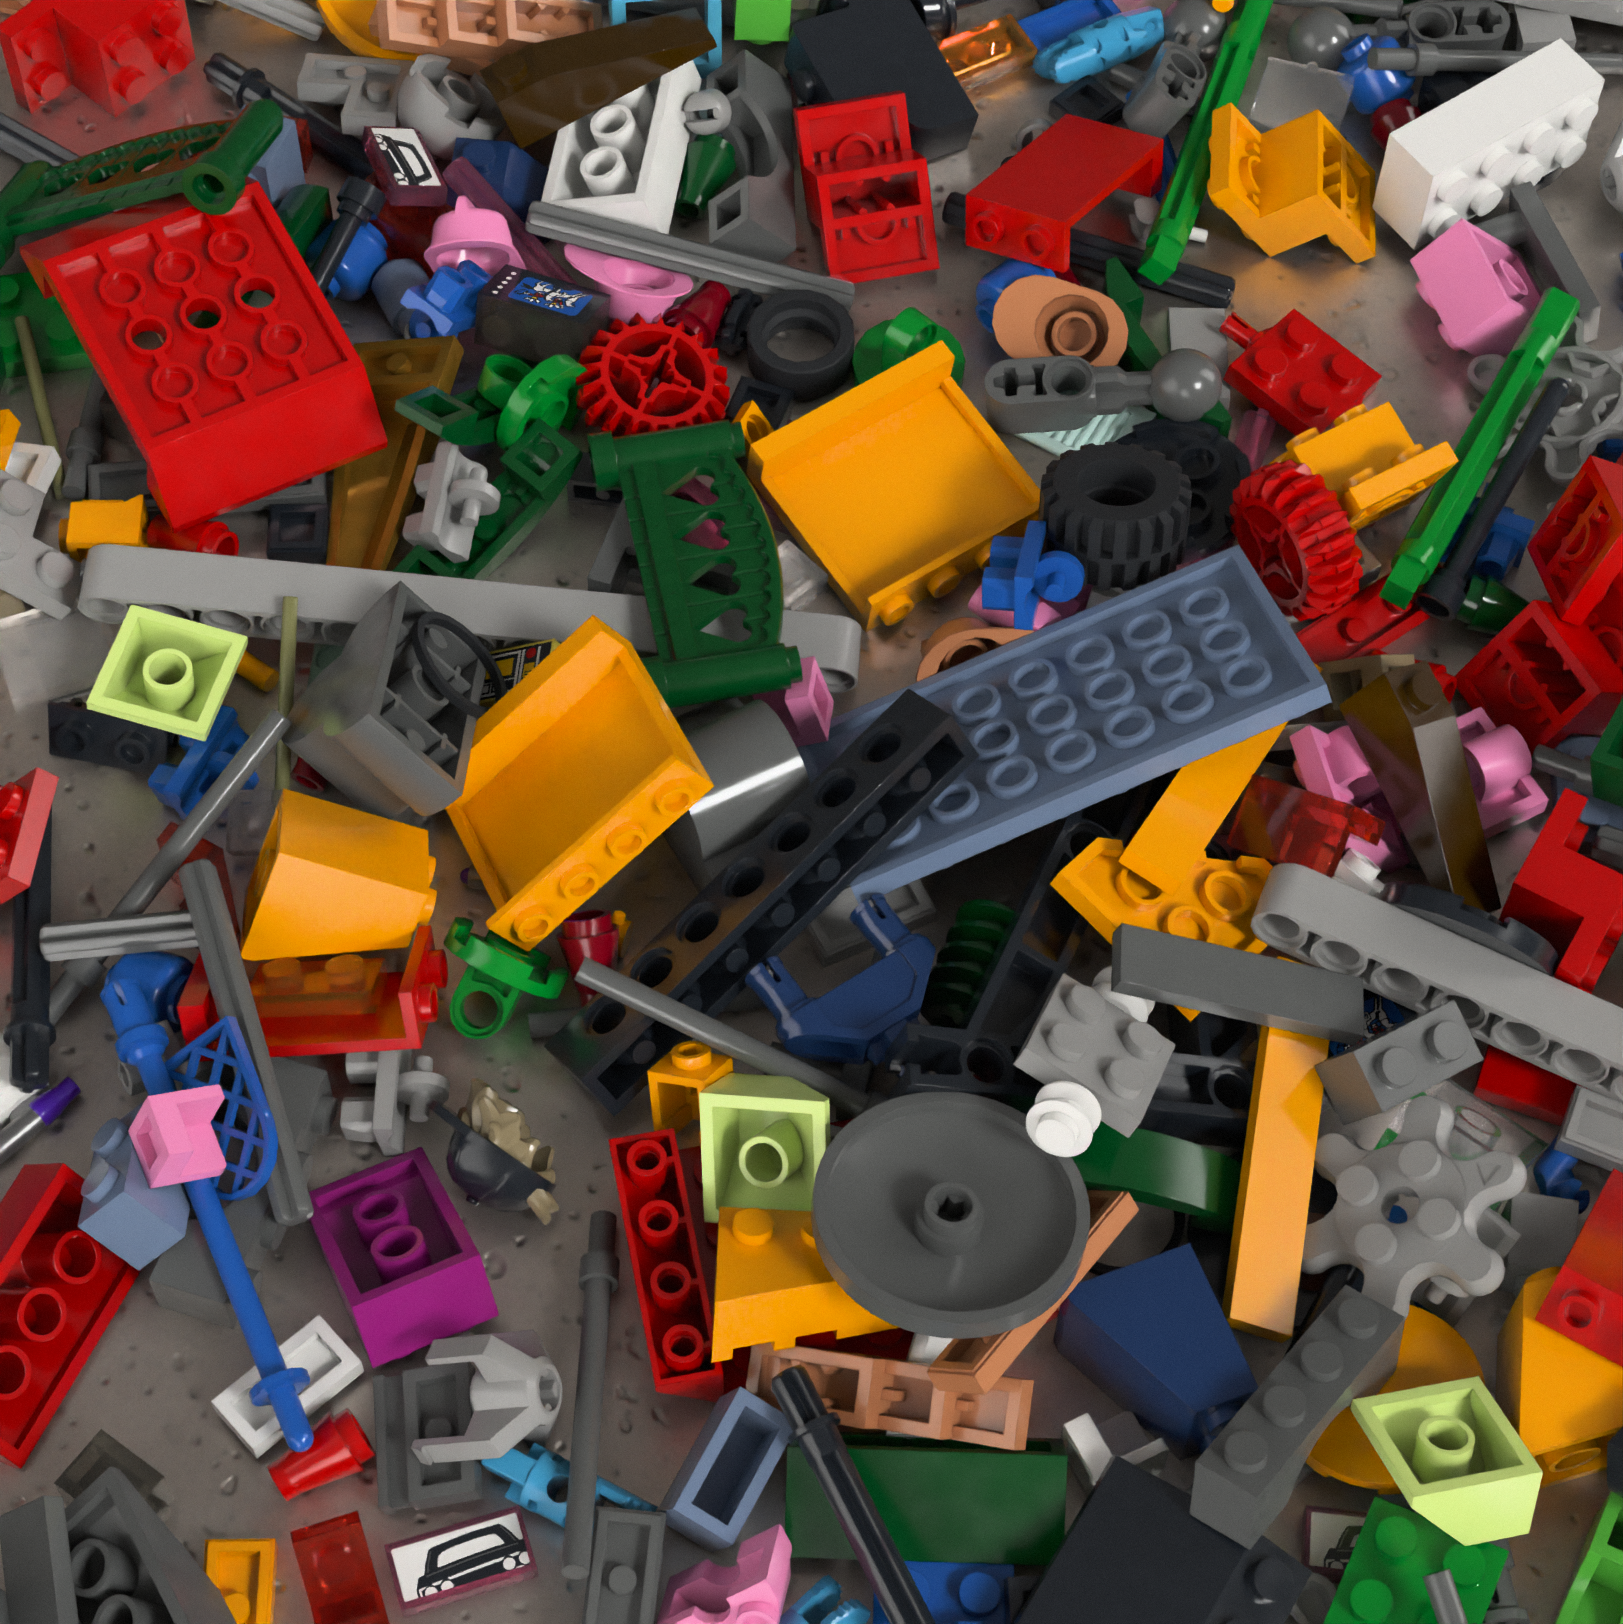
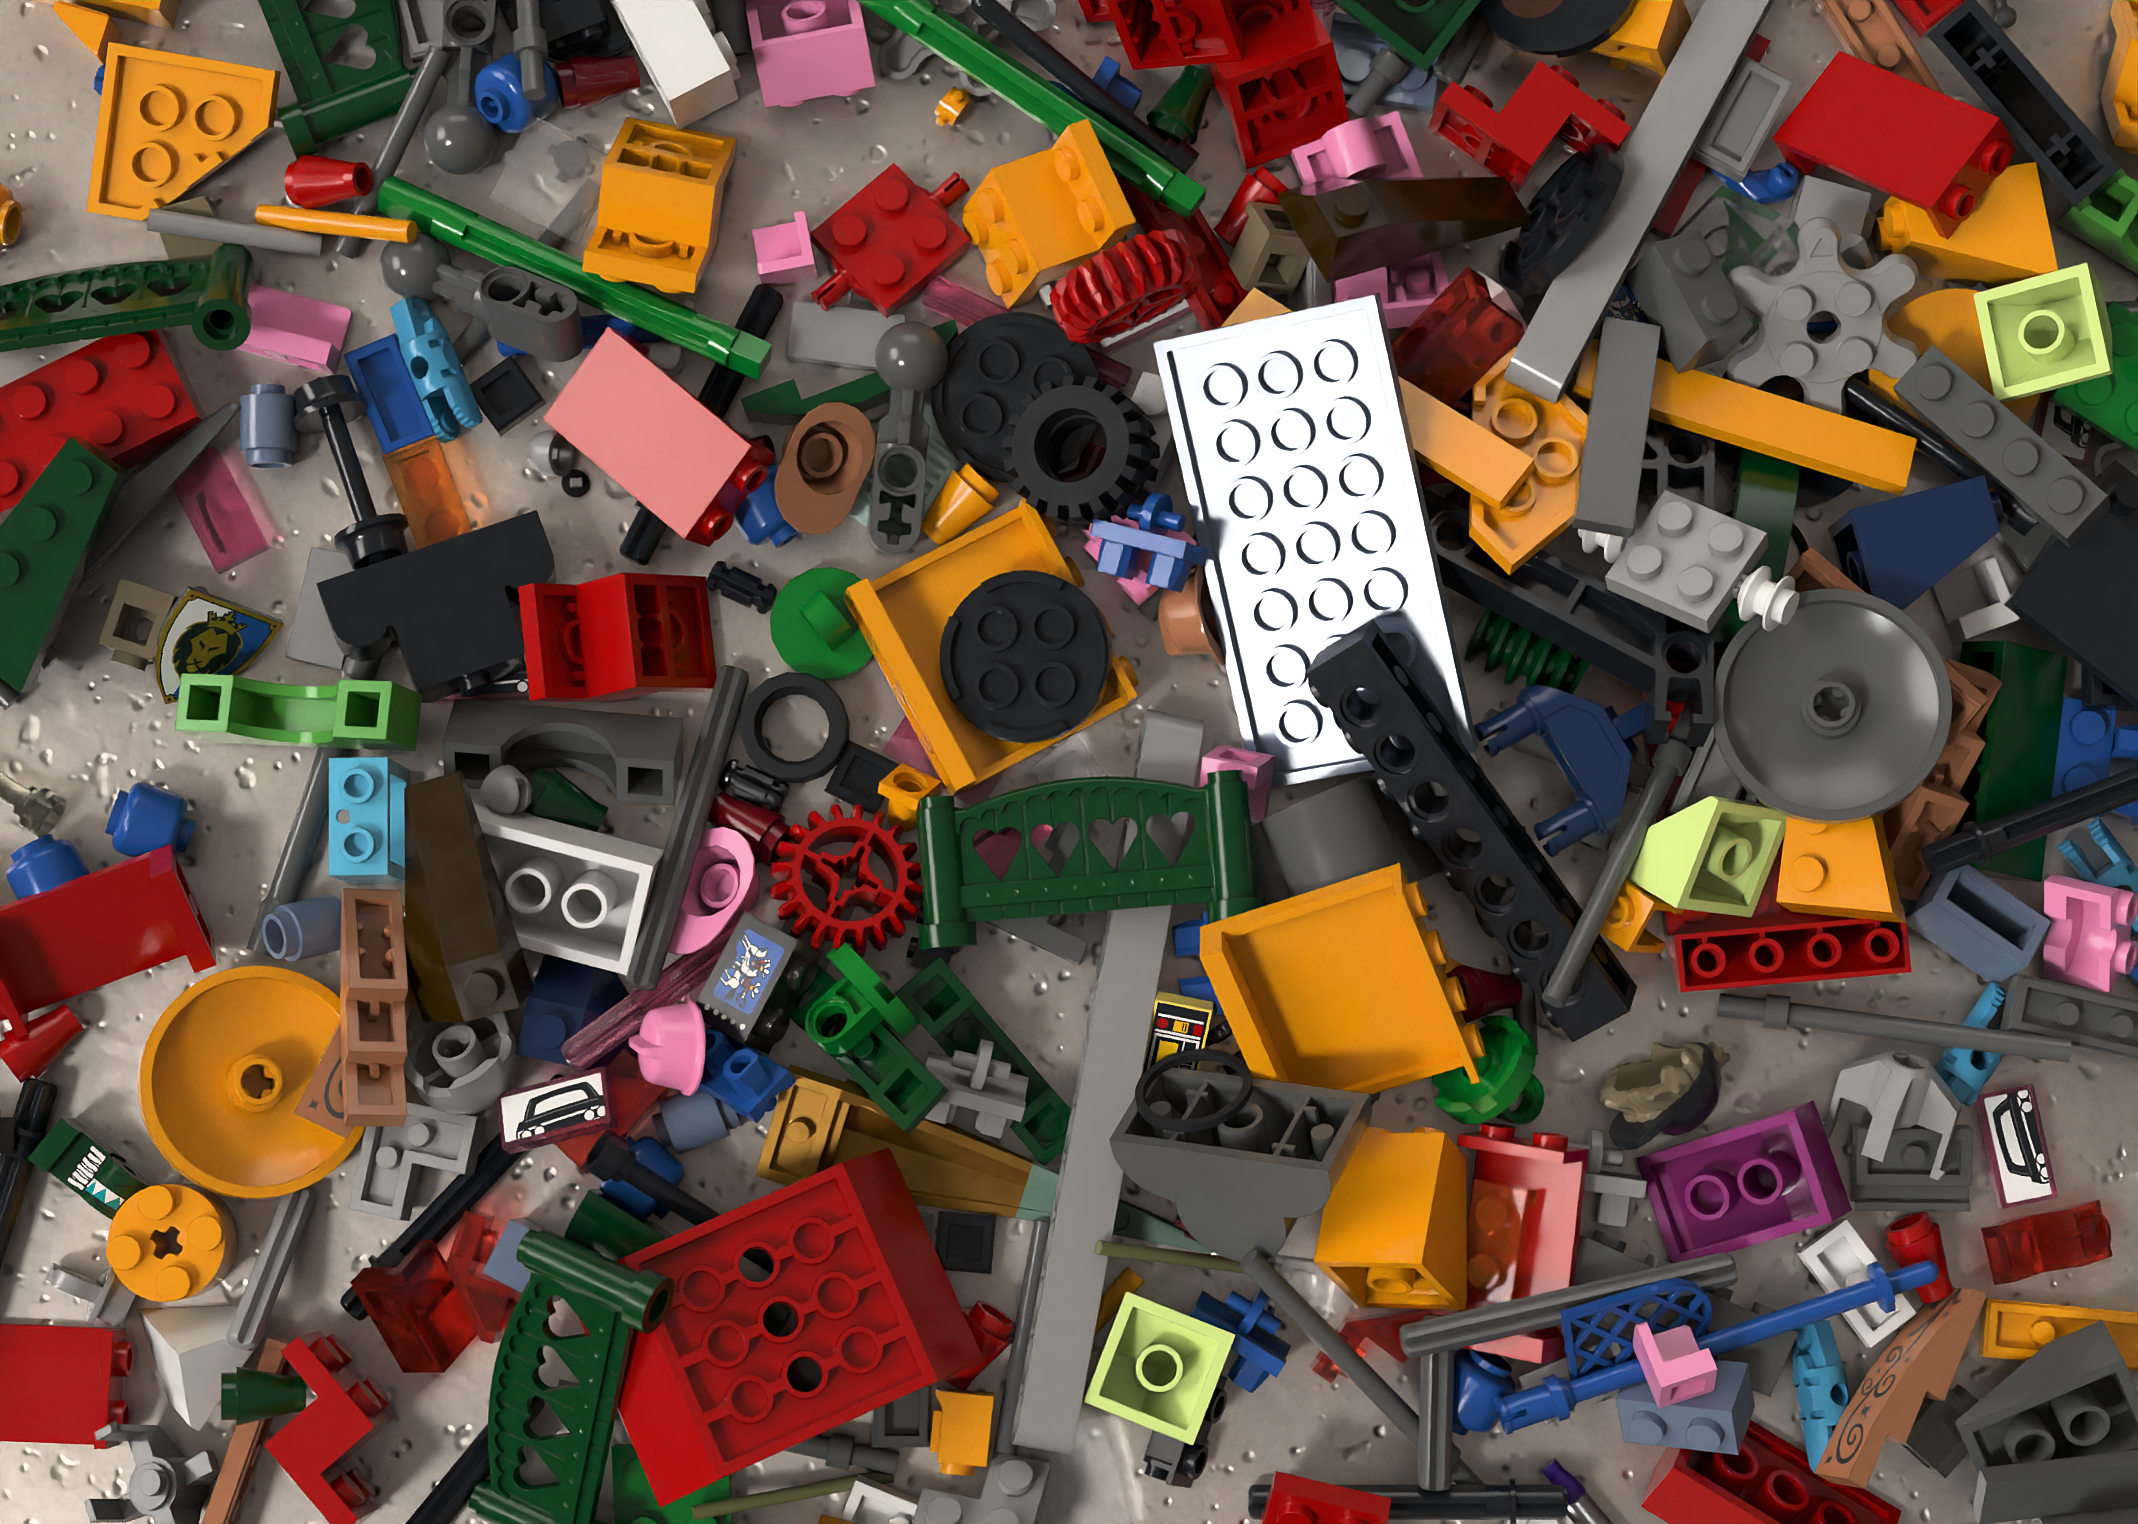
camera: 85 degrees left, 25 degrees up
(184, 1343) = (1819, 1386): none -> dark azure hinge
(185, 1439) = (1912, 1368): none -> nougat slope
(217, 91) = (417, 1310): none -> clear red panel
(897, 508) = (1026, 657): none -> black tile
(935, 291) = (741, 587): none -> black piece
(1037, 448) = (959, 505): none -> light orange cone
(1269, 297) = (785, 253): none -> bright pink panel
(1450, 421) = (953, 107): none -> light orange piece

